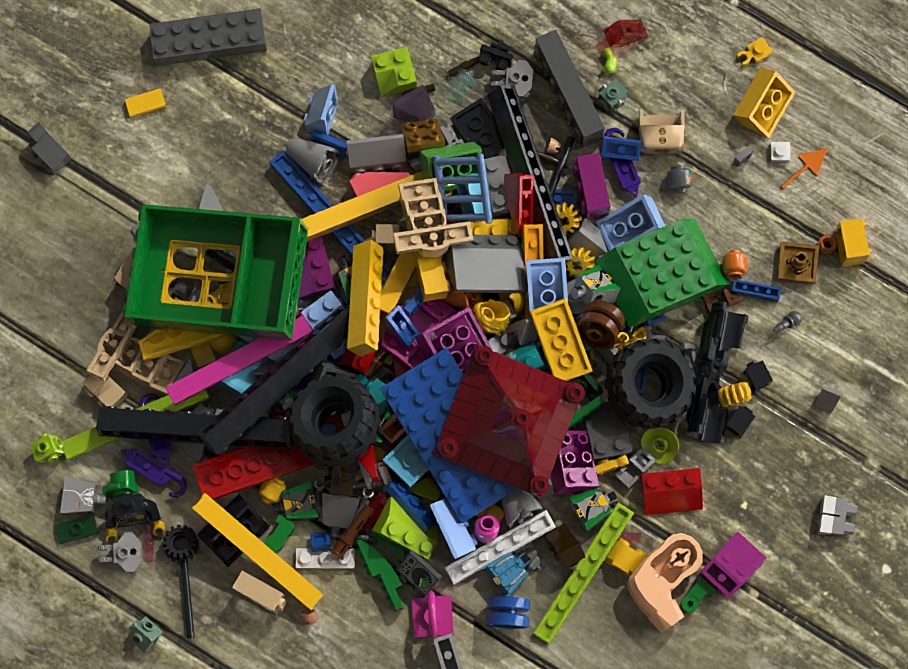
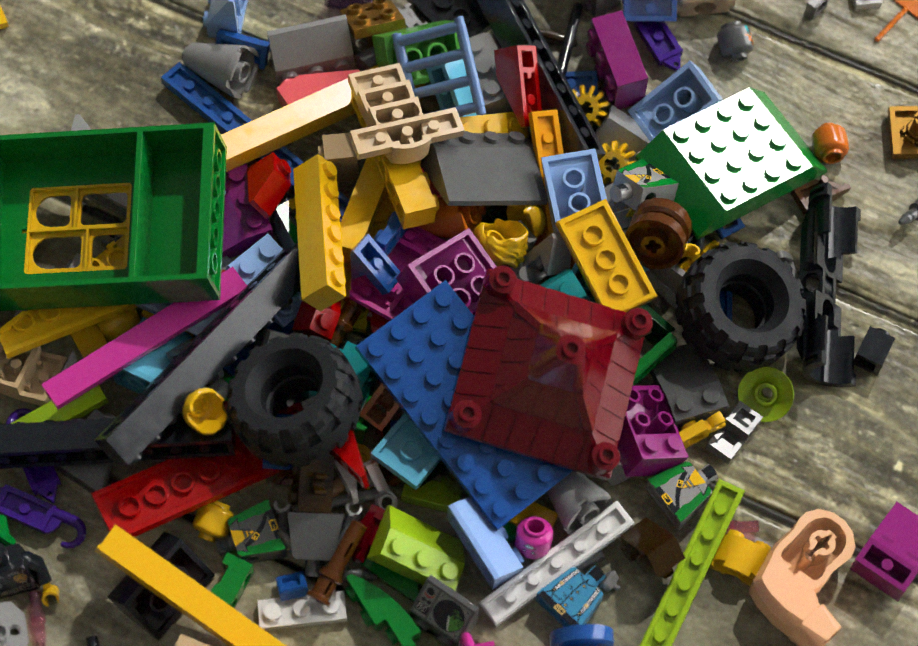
camera: 10 degrees left, 10 degrees down
(179, 532) = (81, 598): black tyre -> none
(184, 289) = (56, 257): dark grey tile -> none
(273, 421) = (205, 411): none -> yellow hair
(334, 254) = (268, 183): none -> red slope
(411, 505) = (420, 515): blue plate -> none
(551, 146) = (552, 19): light nougat hinge -> none
(672, 491) = (793, 456): red slope -> none
(691, 601) = (847, 606): green leg -> none
(734, 394) = (860, 313): yellow gear -> none
(756, 290) = (865, 174): blue piece -> none
(757, 375) = (888, 285): black brick -> none

